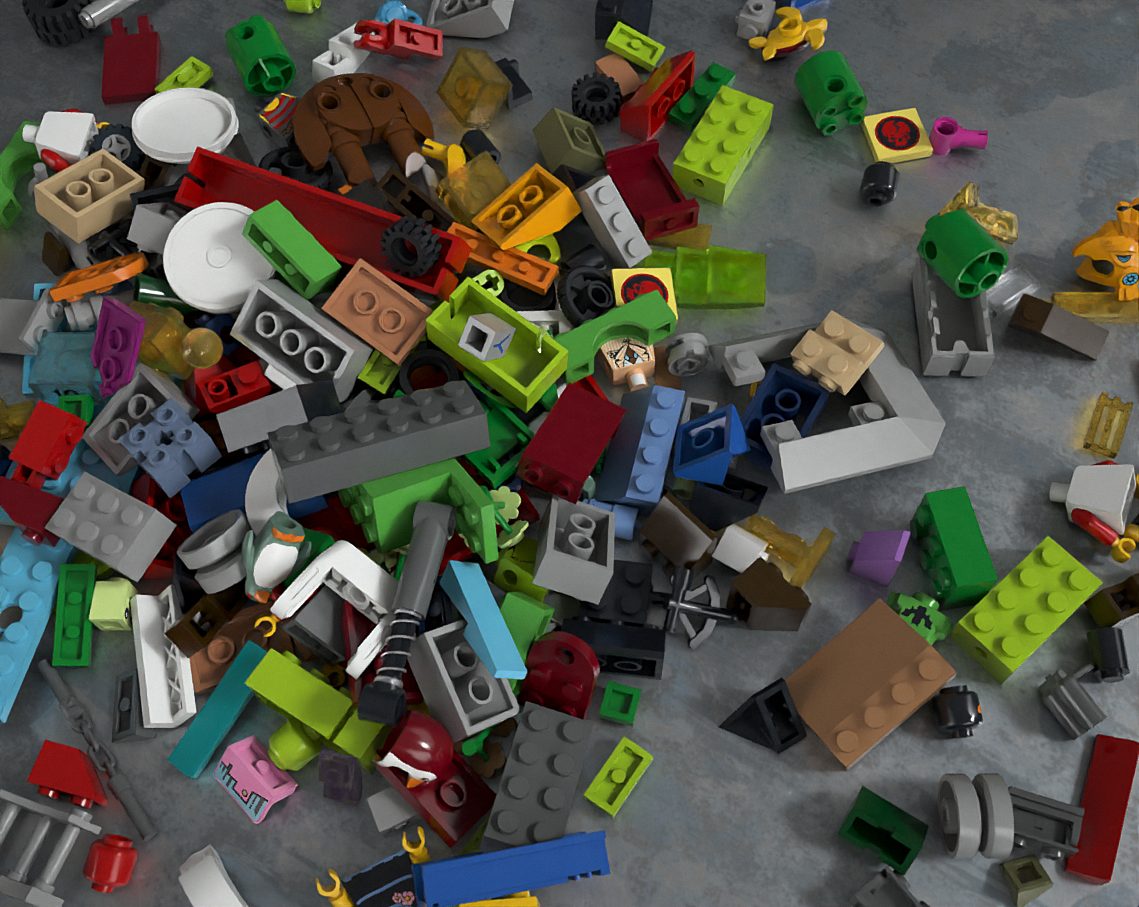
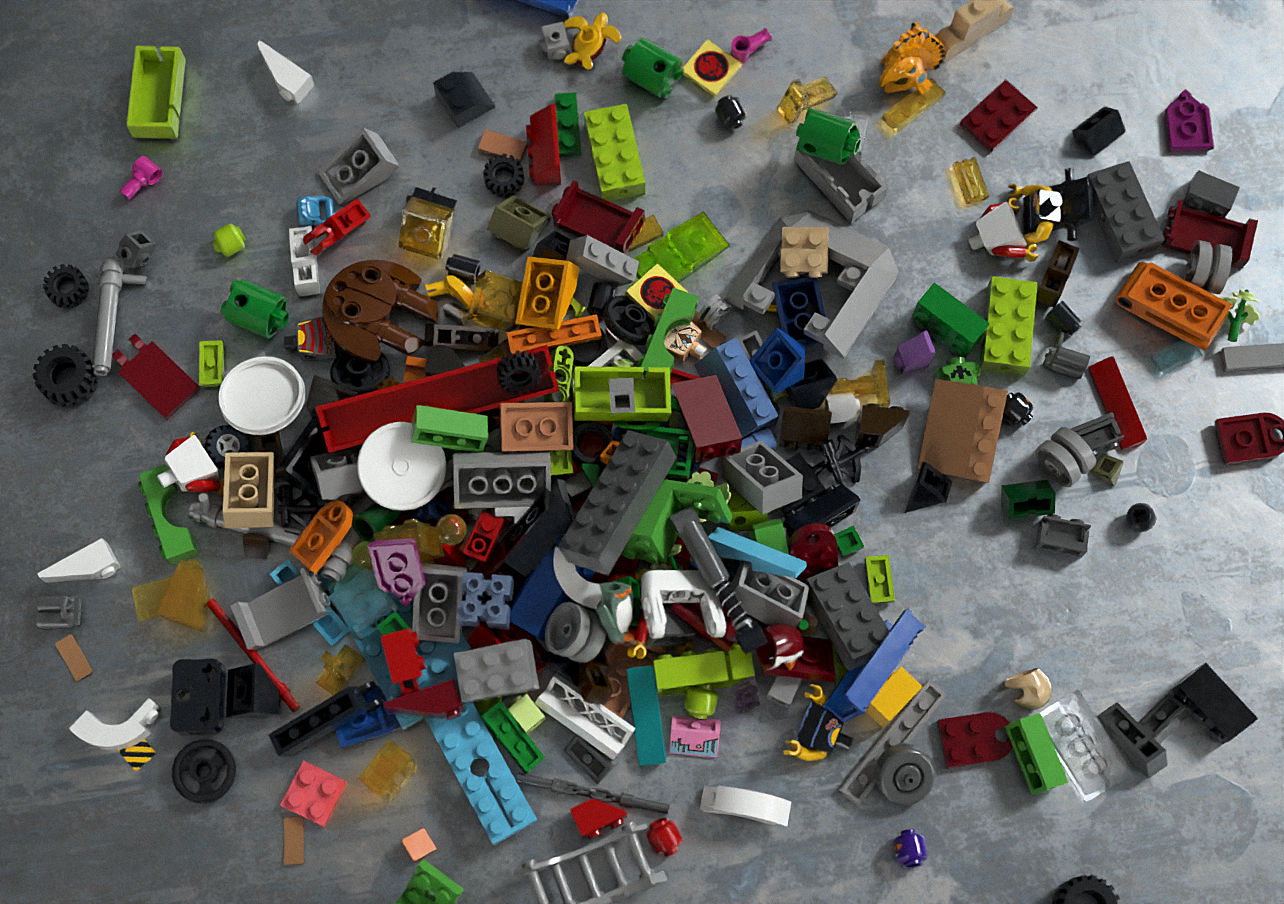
camera: 45 degrees left, 10 degrees up
(635, 46) = (496, 118): lime plate -> none
(1057, 326) = (901, 138): dark brown slope -> none

